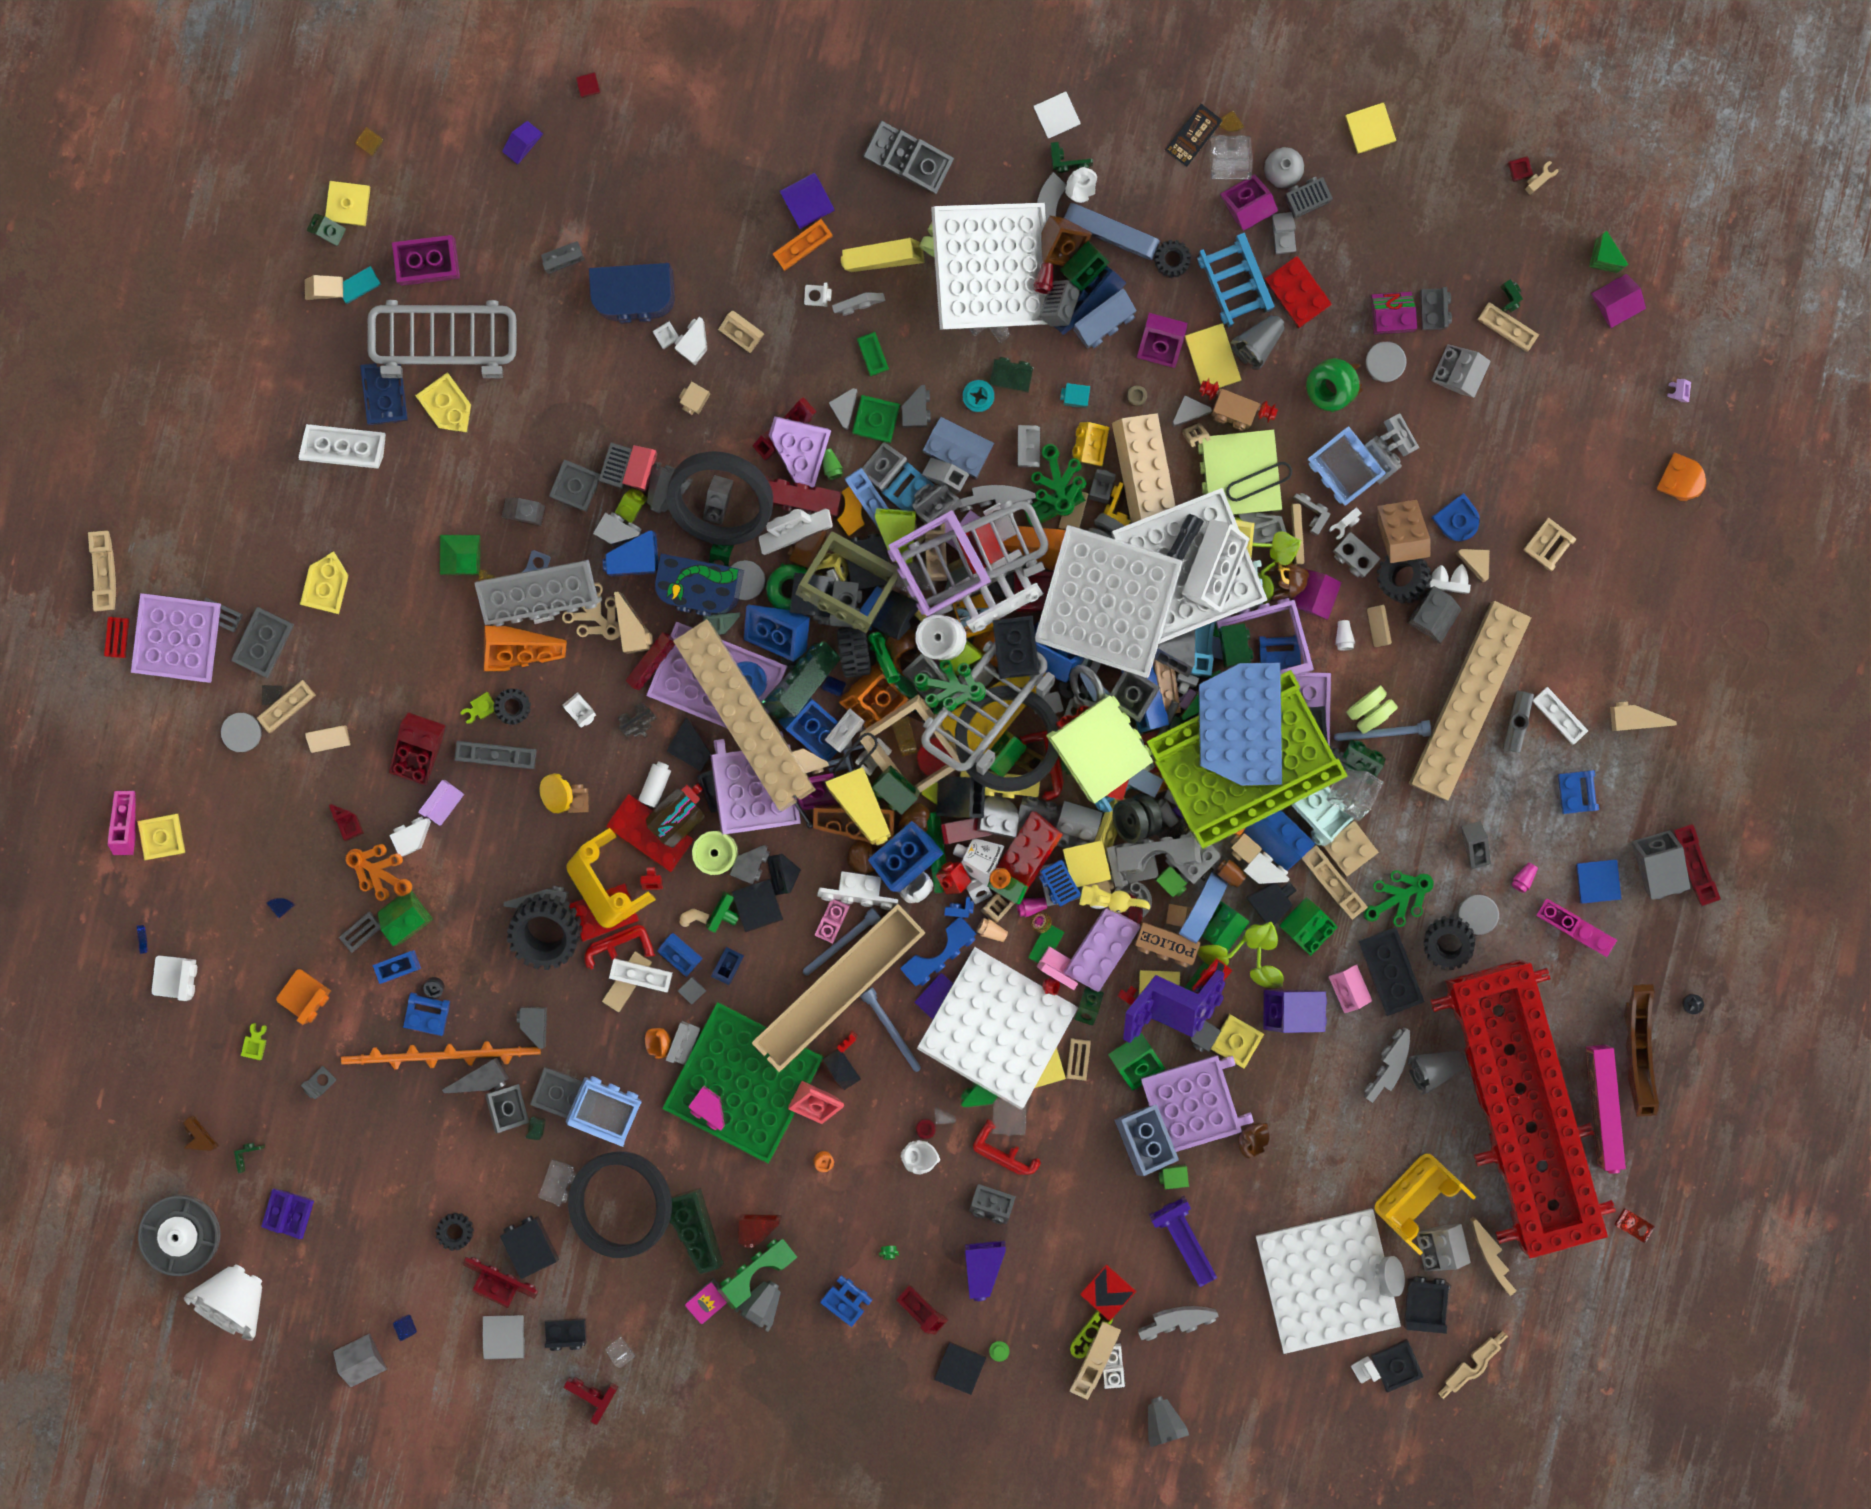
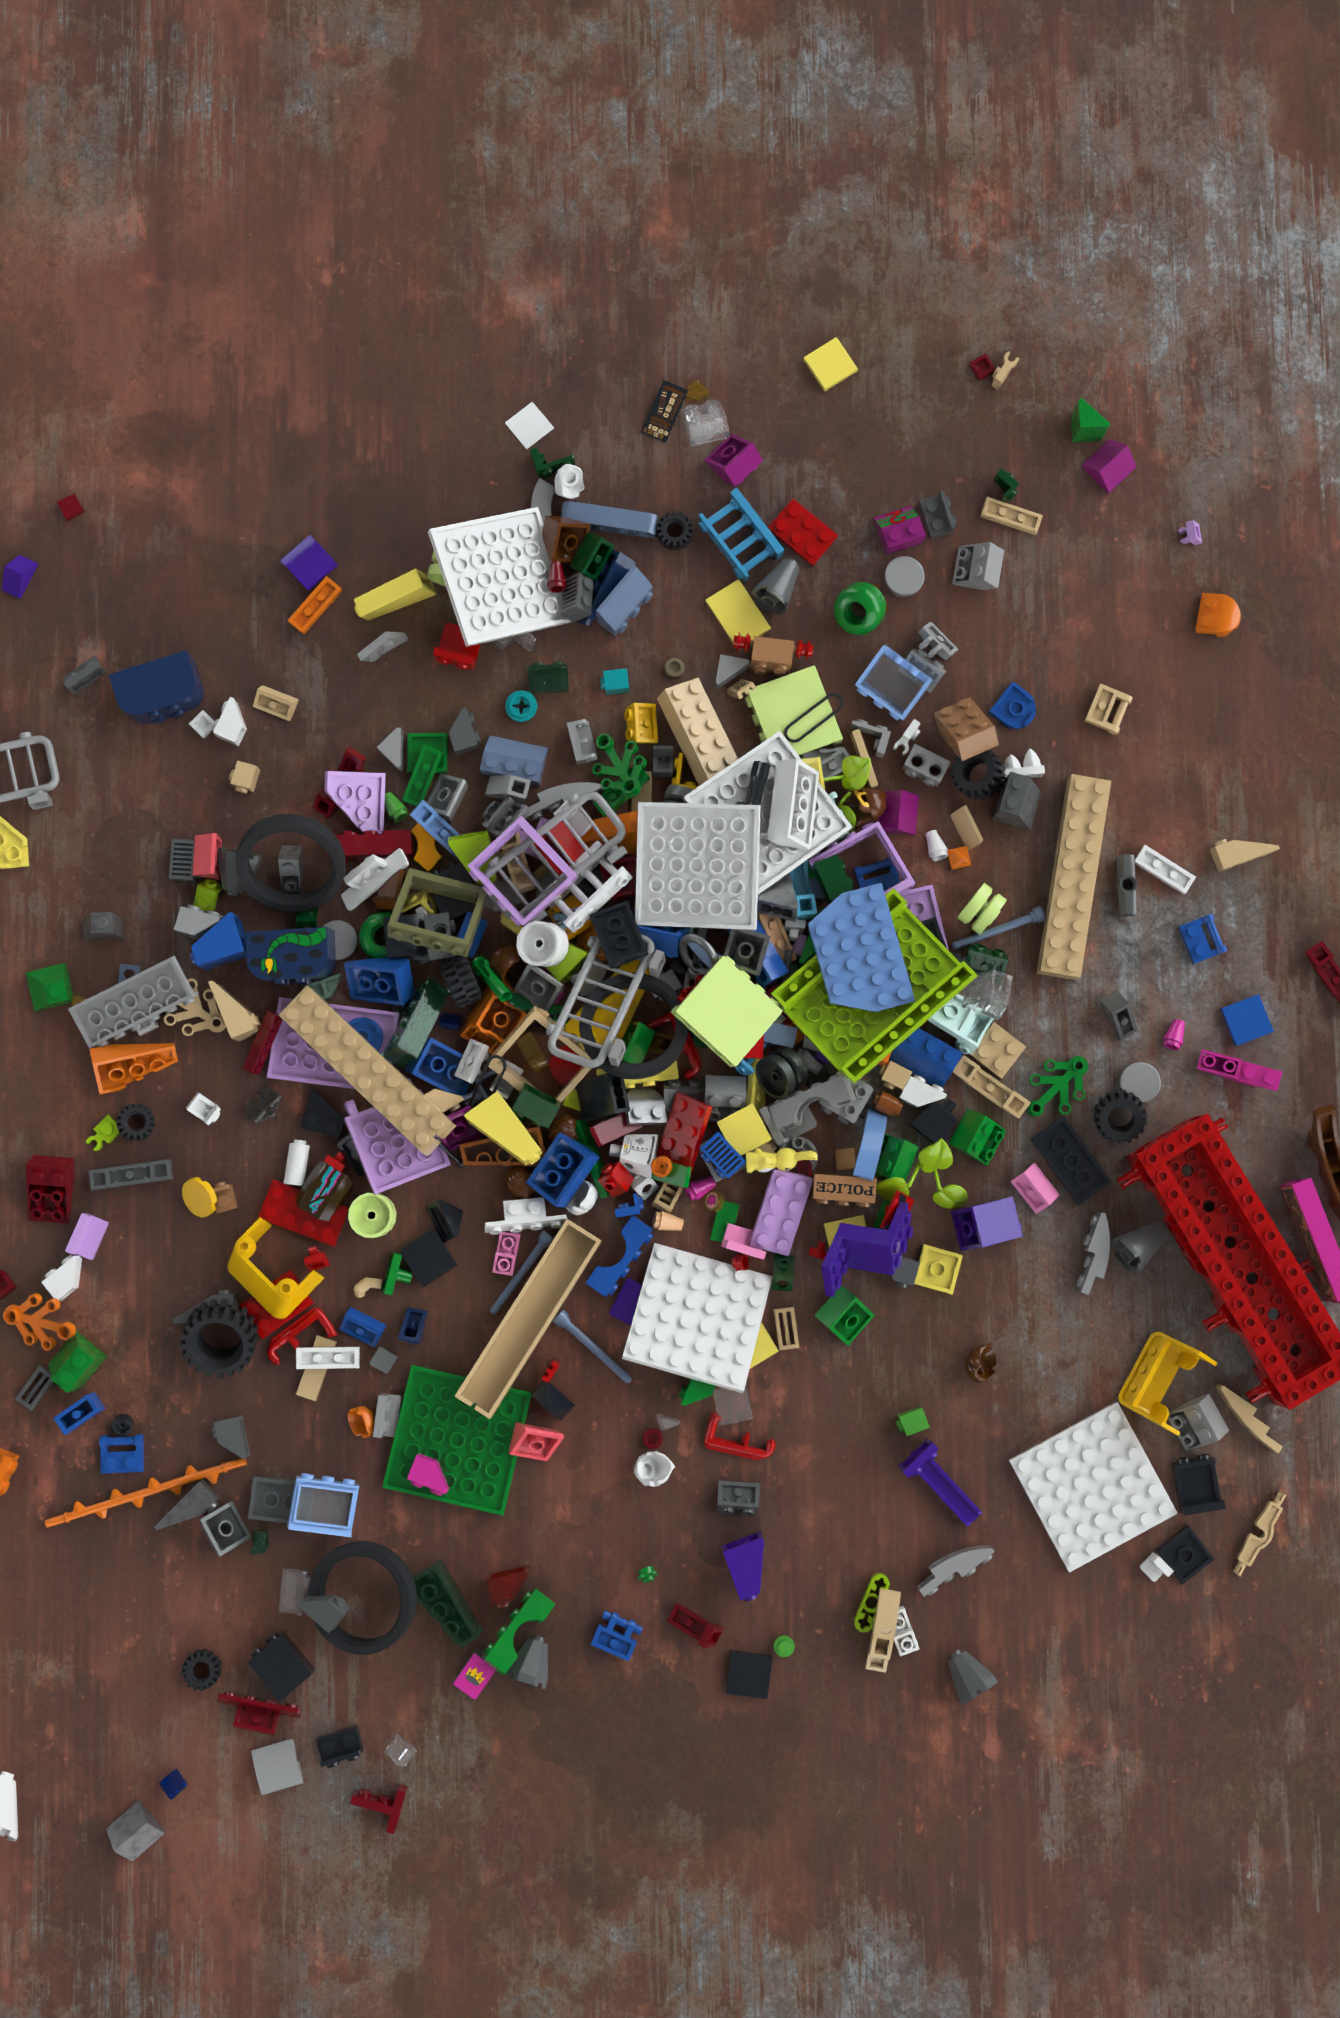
camera: 20 degrees left, 5 degrees down
(287, 1213) = (26, 1696): dark purple slope -> none
(313, 1088) = (22, 1559): dark grey bracket -> none
(575, 485) = (147, 890): dark grey plate -> none
(583, 1207) = (325, 1610): none -> dark grey slope
(748, 864) = (409, 1218): flat silver slope -> none
(823, 1161) = (558, 1498): orange tile -> none
(825, 295) = (347, 644): white bracket -> none
(866, 441) = (422, 775): none -> green plate
(872, 354) = (409, 692): green tile -> none
(895, 615) = (492, 935): black slope -> none
(906, 498) = (476, 819): dark azure plate -> none
(908, 157) = (396, 498): dark grey slope -> none
(926, 323) = (454, 651): none -> red bracket
(952, 687) = (588, 987): green plant -> none
(1108, 1292) = (877, 1557): piece -> none
(1146, 1140) = (875, 1391): sand blue slope -> none
(1162, 340) = (684, 609): magenta slope -> none
(1172, 882) = (832, 1128): bright green brick -> none
(1195, 1102) = (912, 1343): lavender plate -> none
(1283, 233) = (774, 481): light grey slope -> none
(1284, 167) = (758, 420): light grey cylinder -> none
(1308, 197) = (788, 441): dark grey brick -> none
(1363, 653) = (958, 858): none -> orange tile
(1390, 1276) = (1154, 1465): light grey tile -> none
(1476, 561) = (1042, 742): tan slope -> none
(1661, 865) = (1304, 987): dark grey slope -> none

